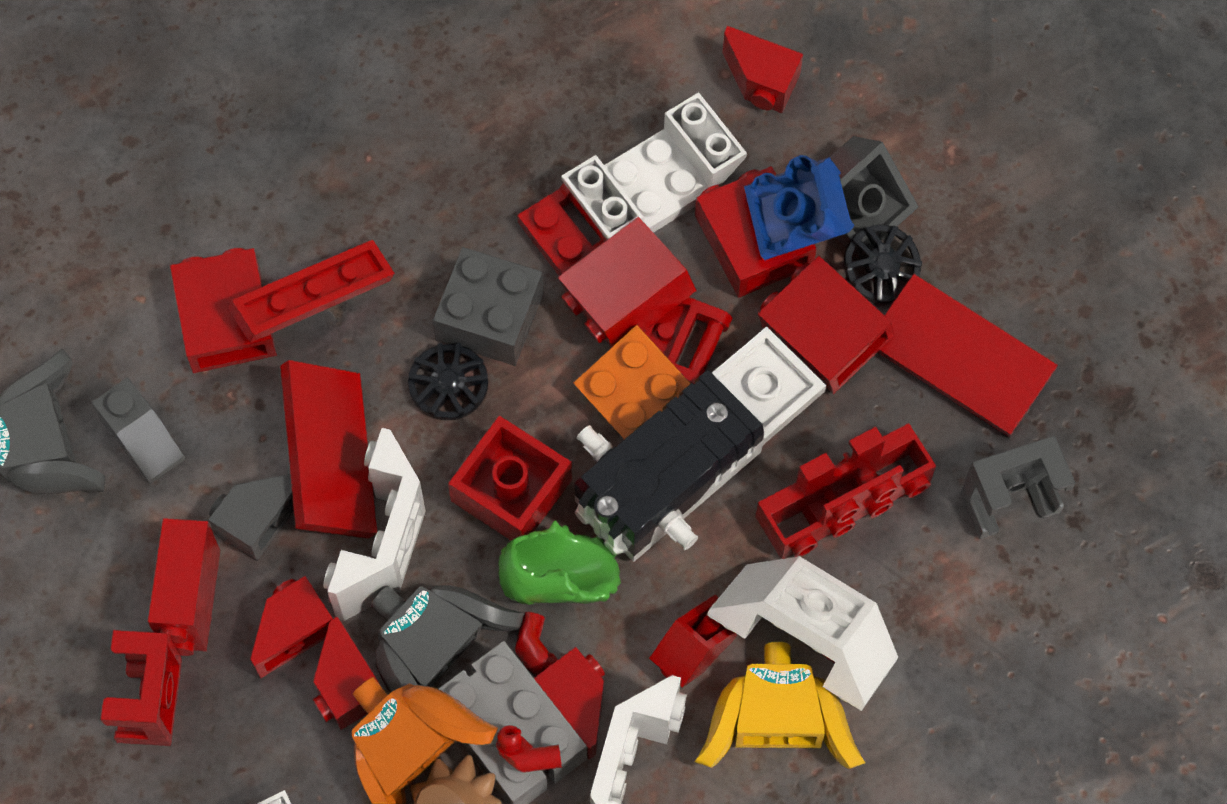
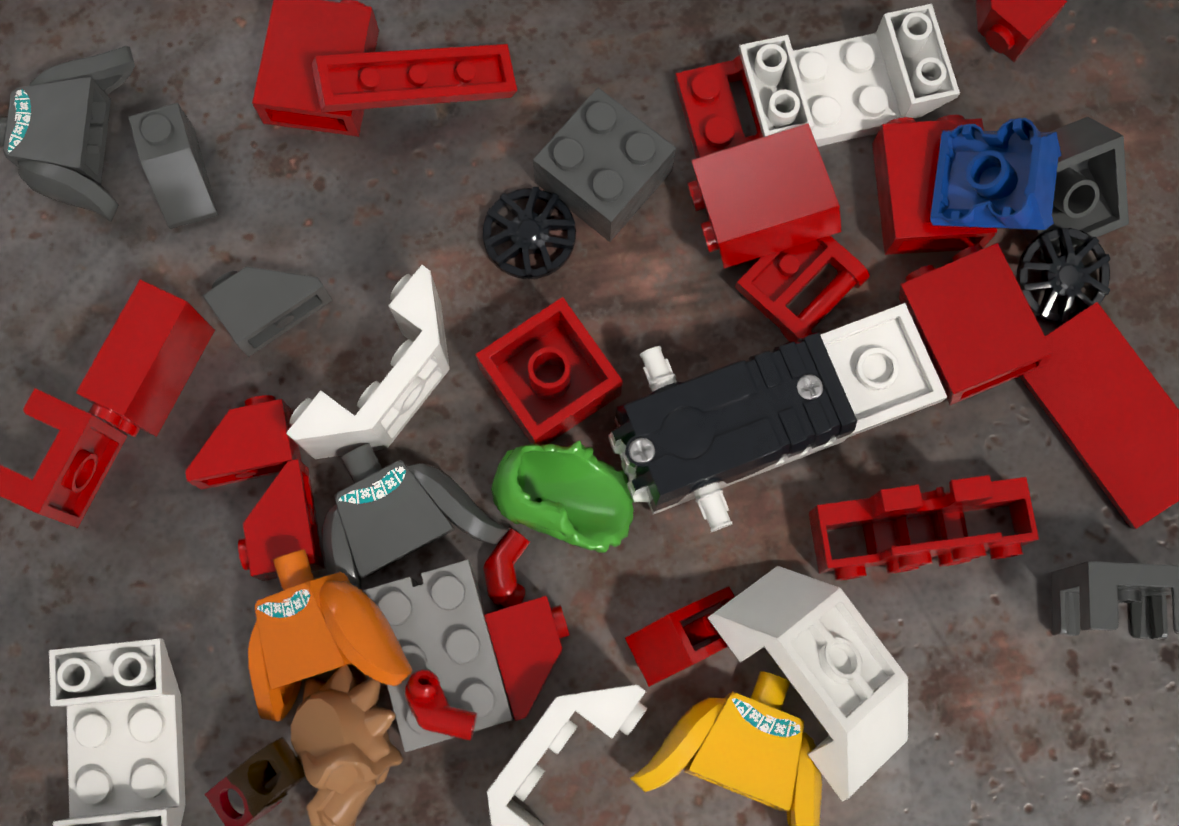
camera: 20 degrees right, 10 degrees up
(327, 450) = (361, 255): red tile -> none
(631, 382) = (729, 312): orange plate -> none

